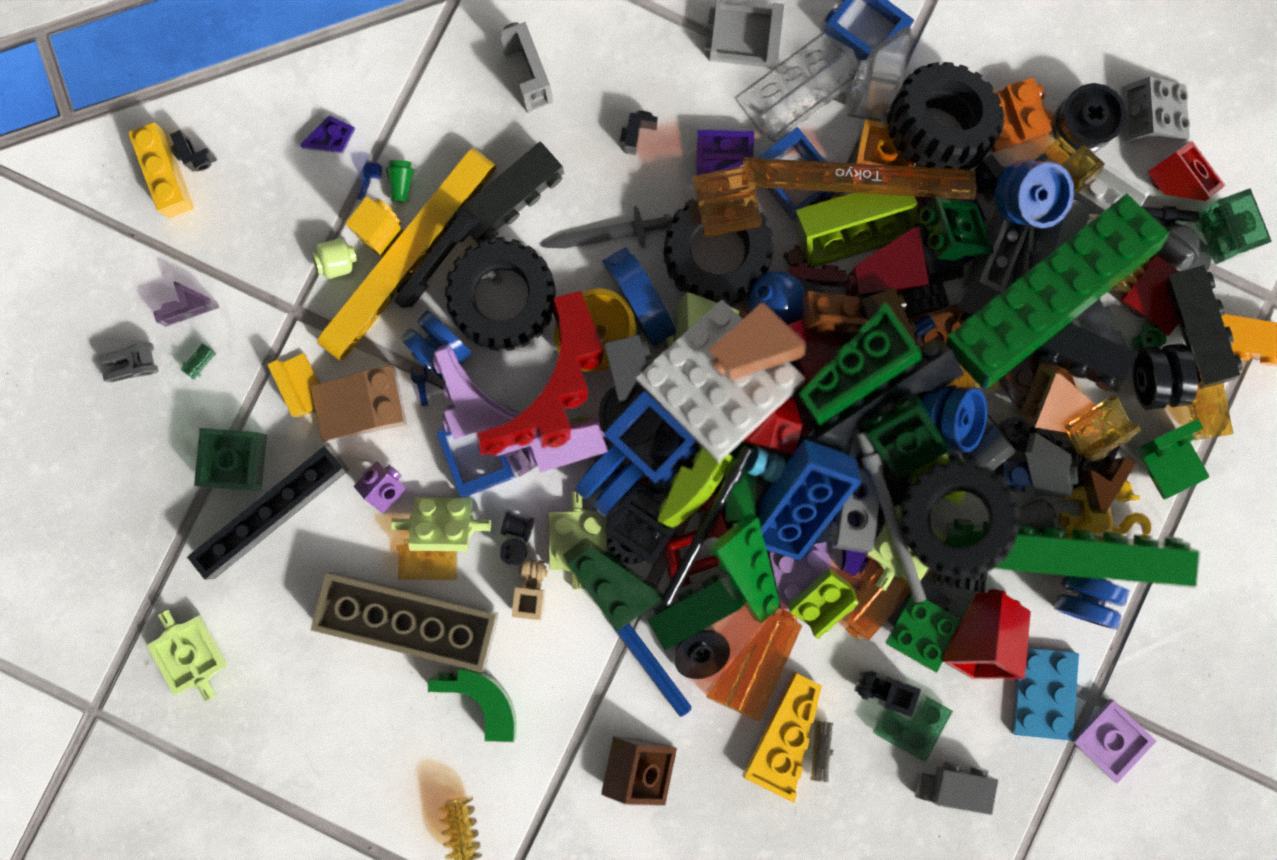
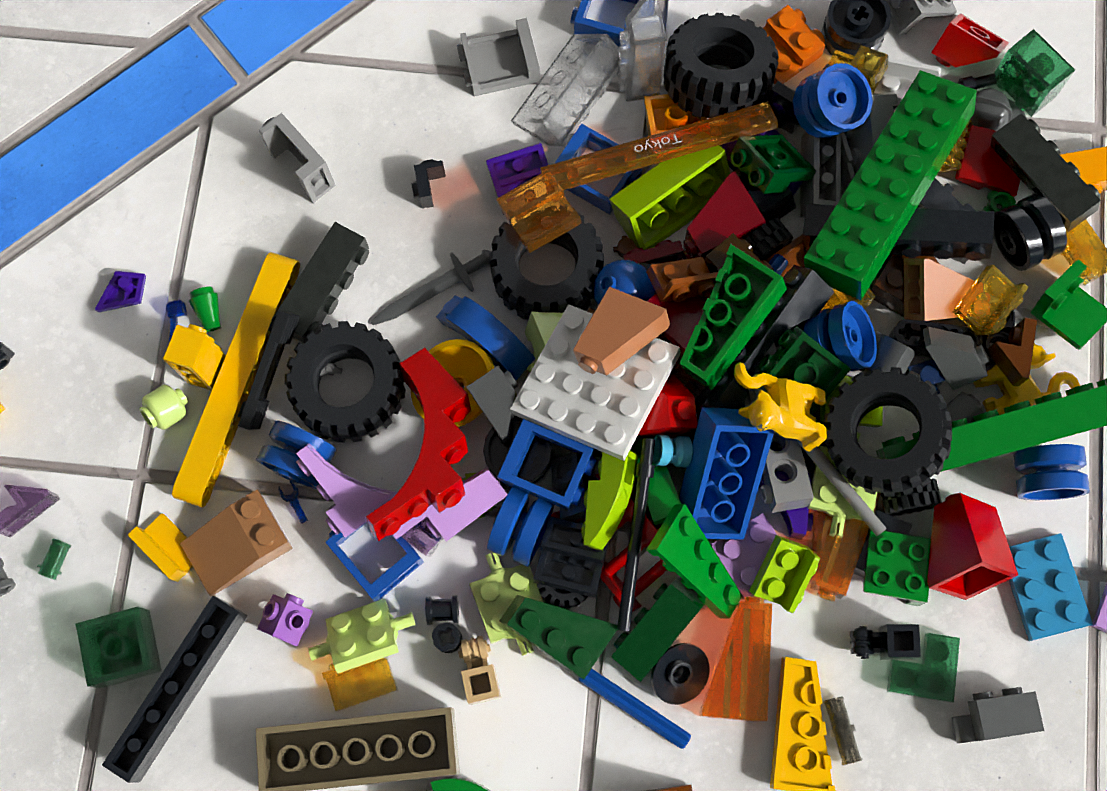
camera: 15 degrees left, 10 degrees down
(877, 467) = (783, 407): none -> yellow animal

